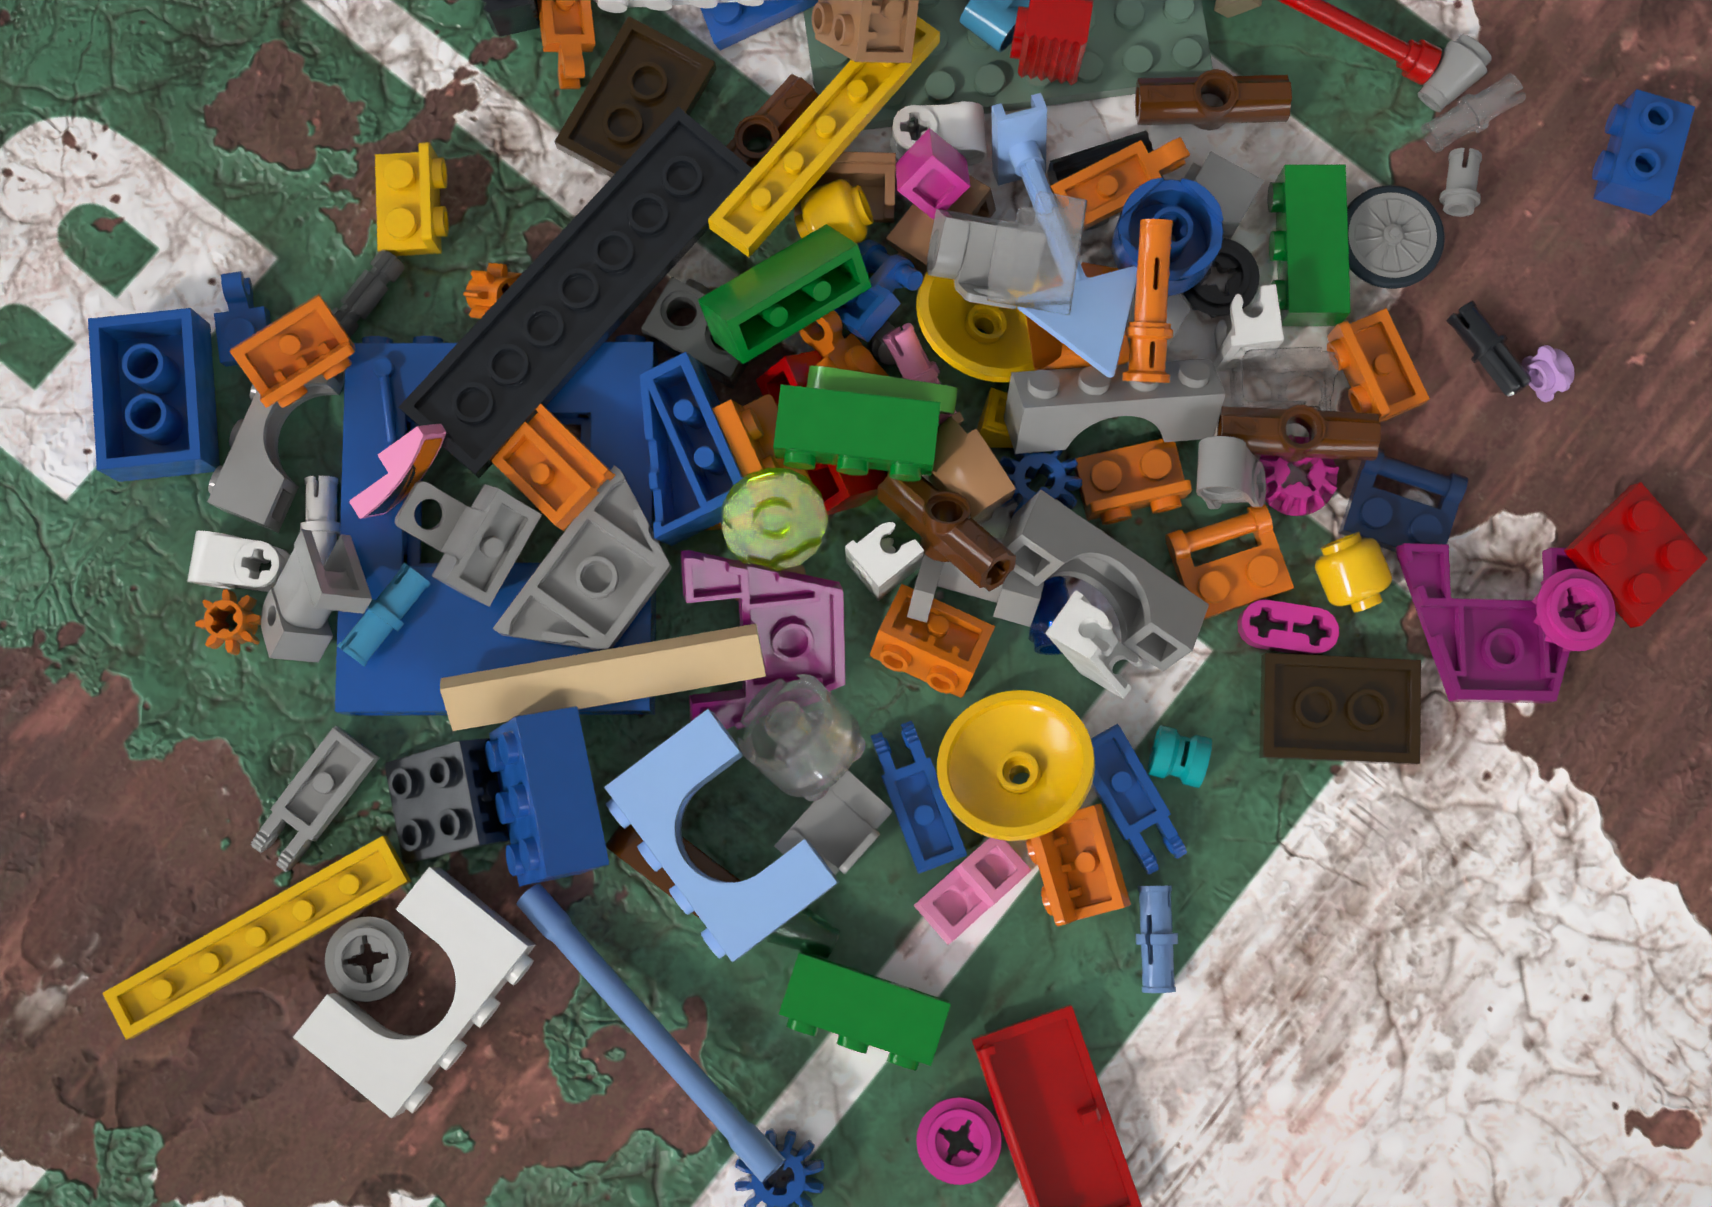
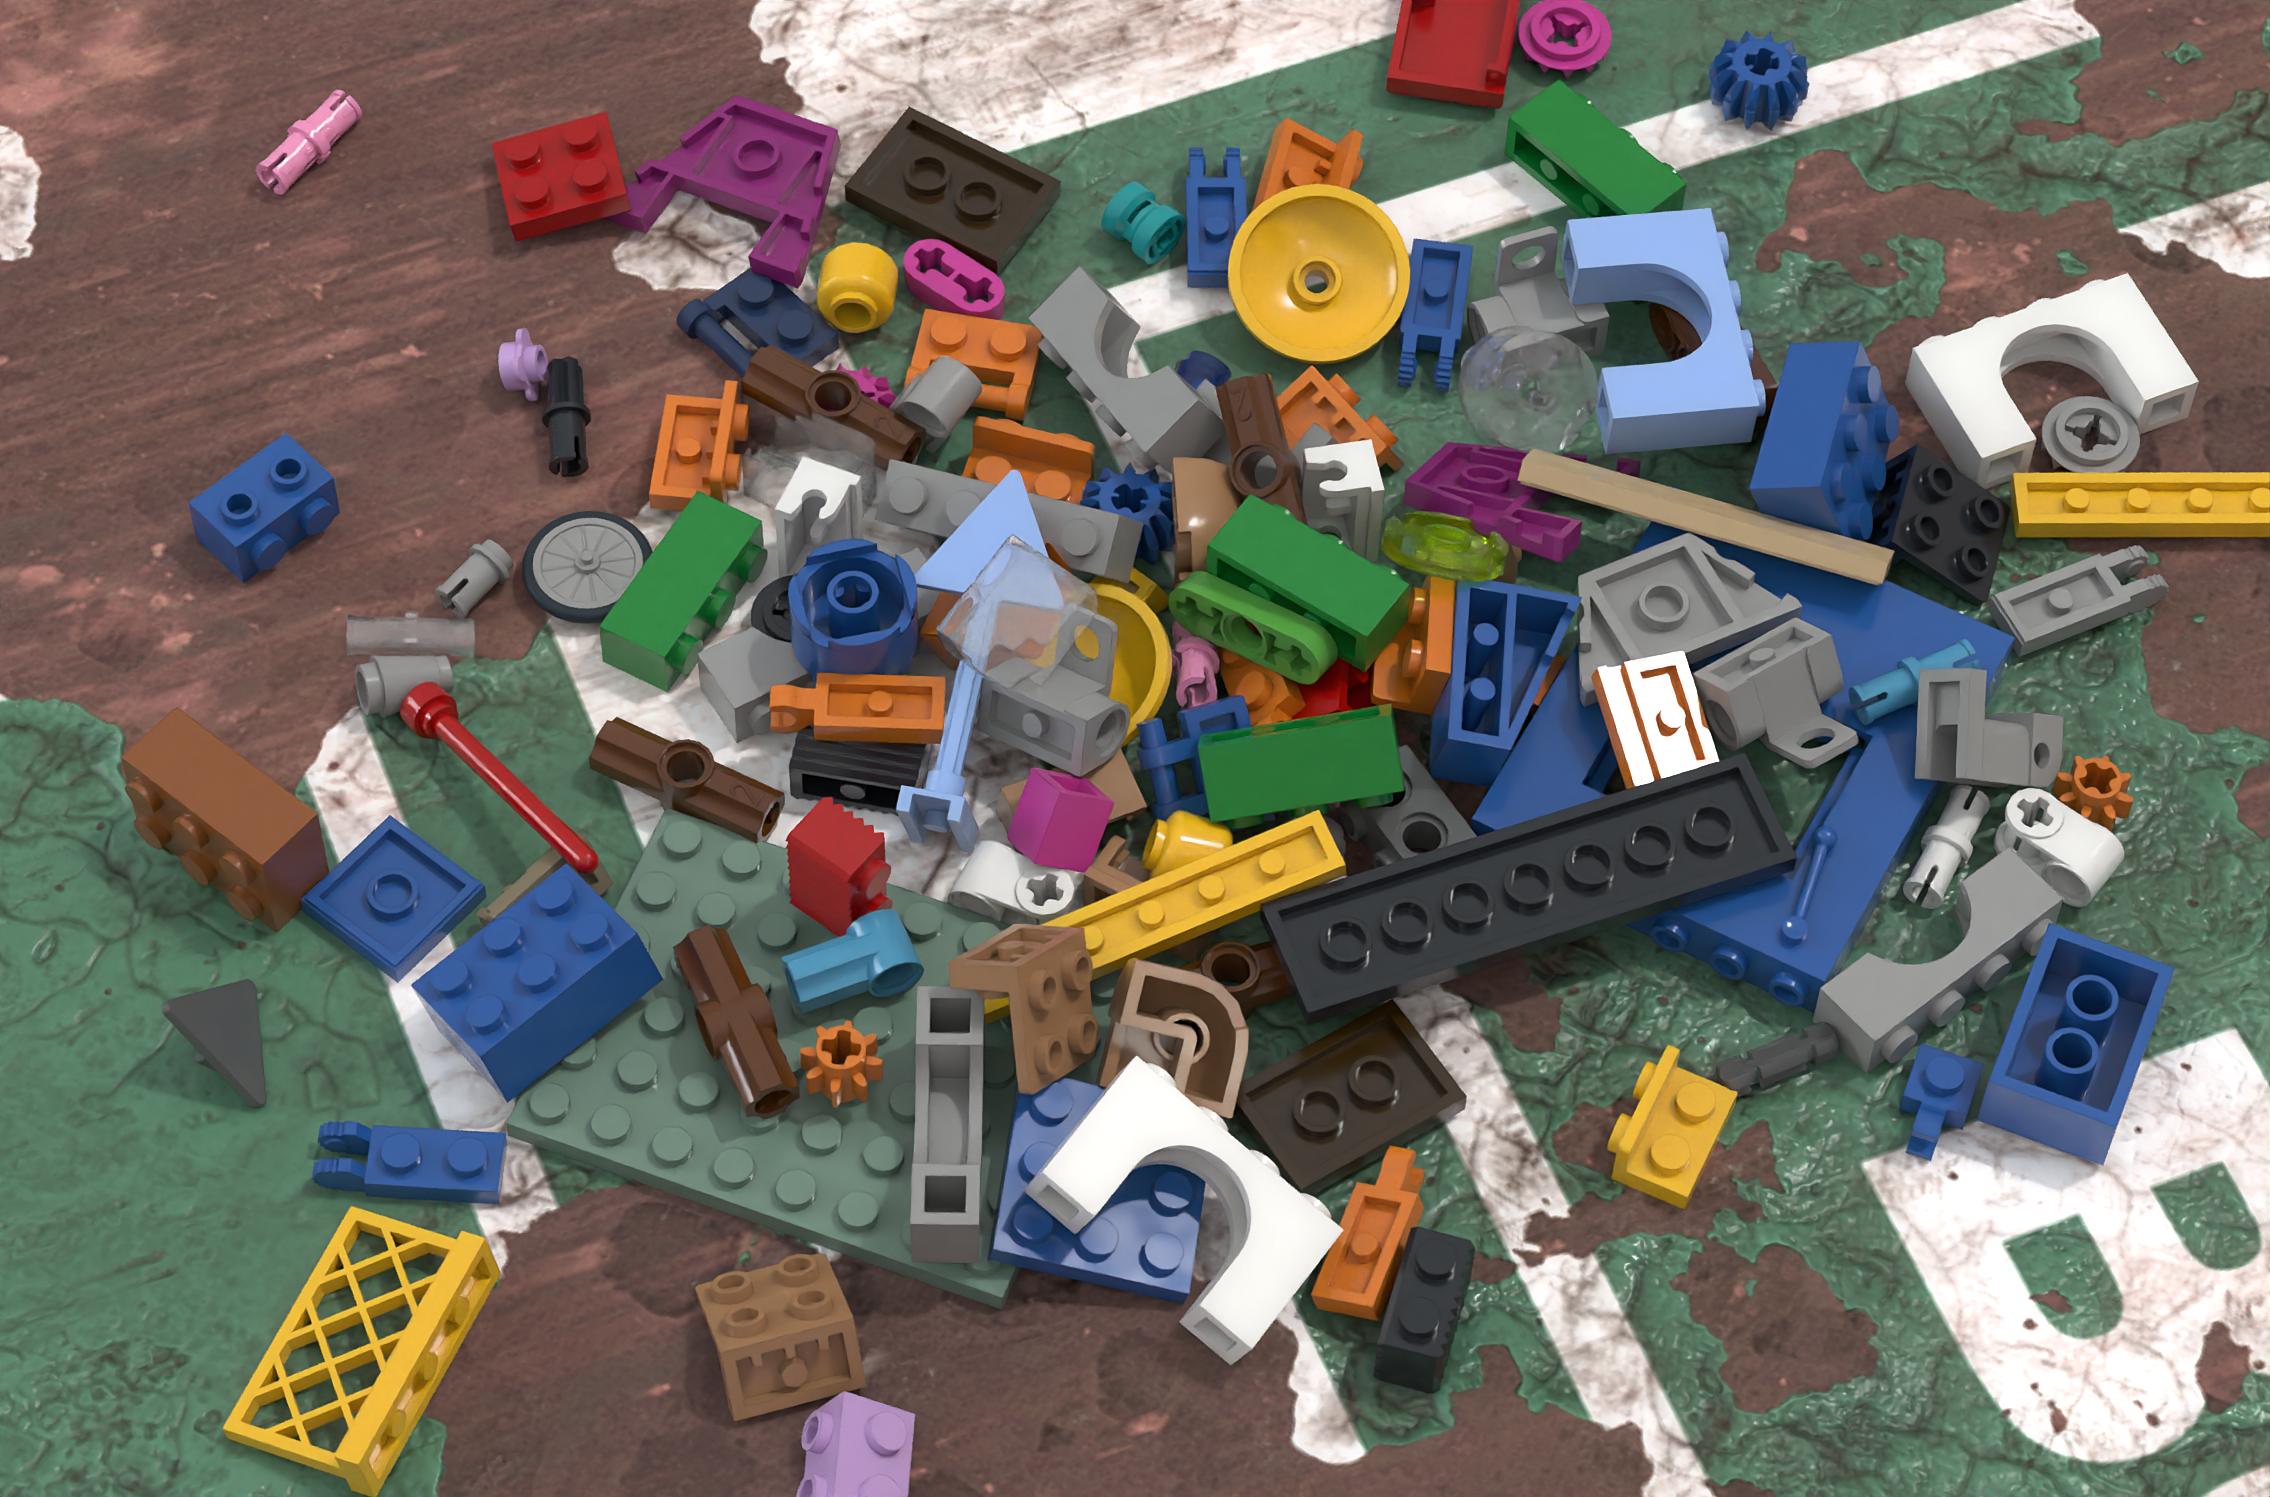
camera: 155 degrees left, 25 degrees down
(294, 352) = (1887, 965): orange bracket -> none
(406, 464) = (1826, 779): bright pink slope -> none
(488, 287) = (1623, 969): orange gear -> none
(742, 1135) = (1778, 100): medium blue piece -> none
(761, 55) = (1183, 1027): none -> medium nougat brick
(972, 888) = (1441, 216): bright pink slope -> none
(1090, 644) = (1184, 324): white hinge -> none
(1149, 330) = (939, 513): orange pin -> none
(1156, 939) = (1265, 99): medium blue pin -> none
(1580, 588) = (652, 135): dark pink gear -> none

